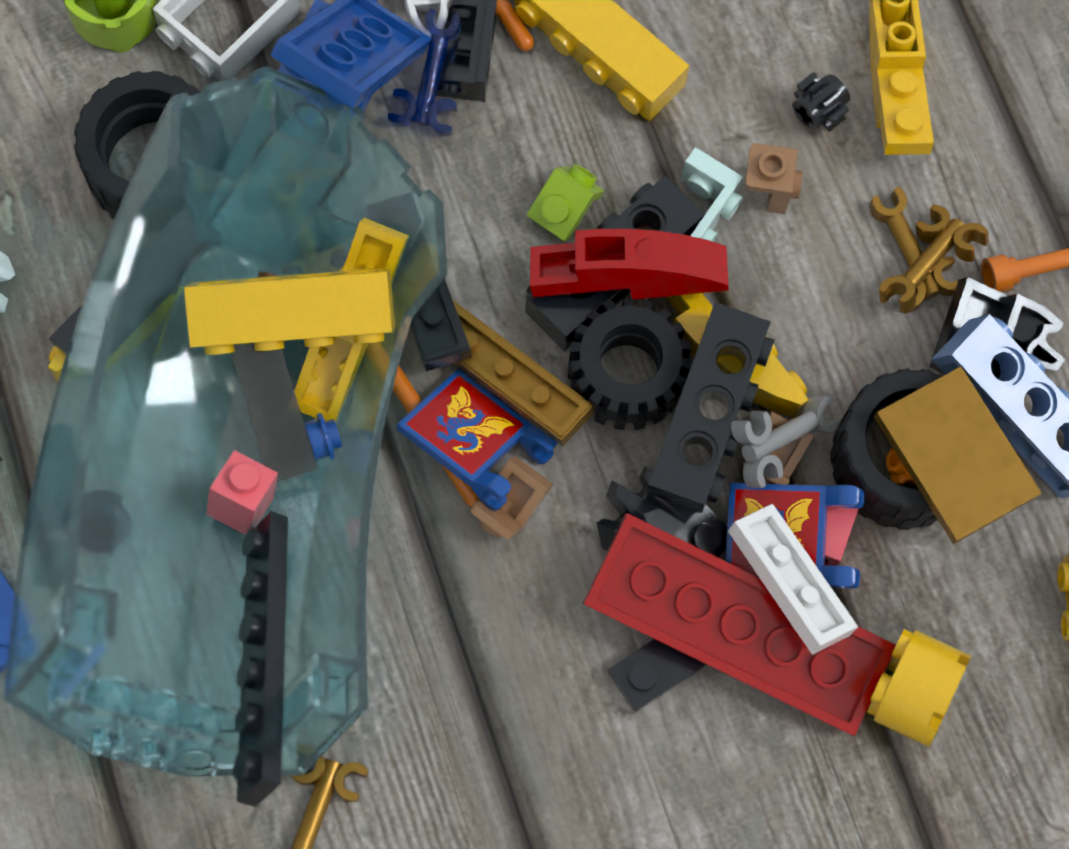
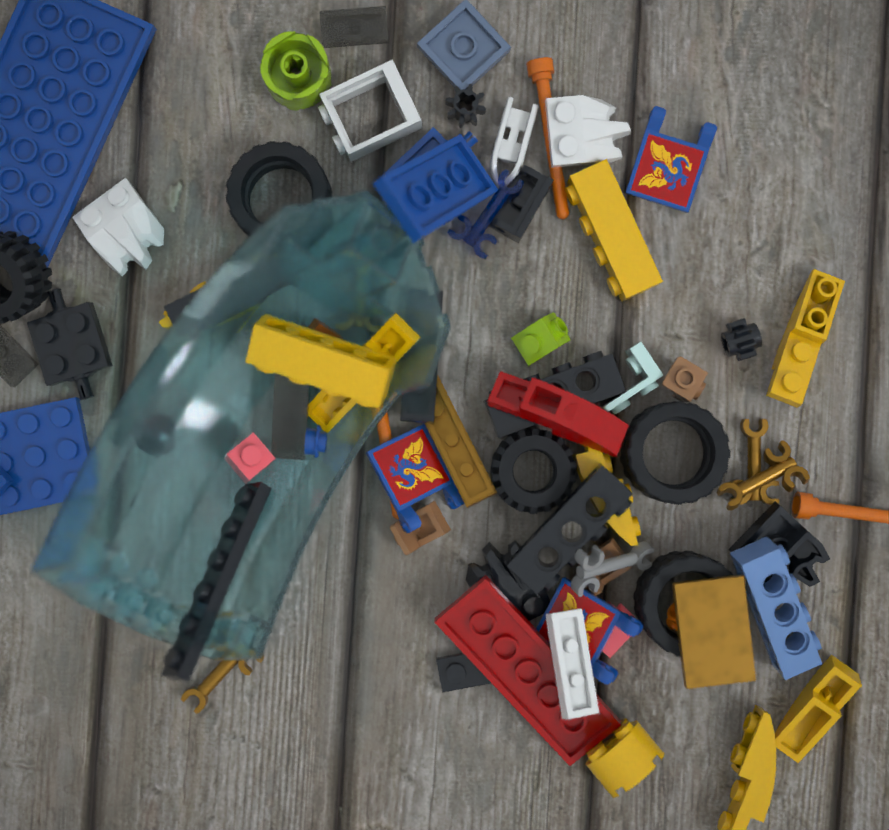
camera: 25 degrees right, 15 degrees up
(813, 216) = (715, 452): none -> black tyre

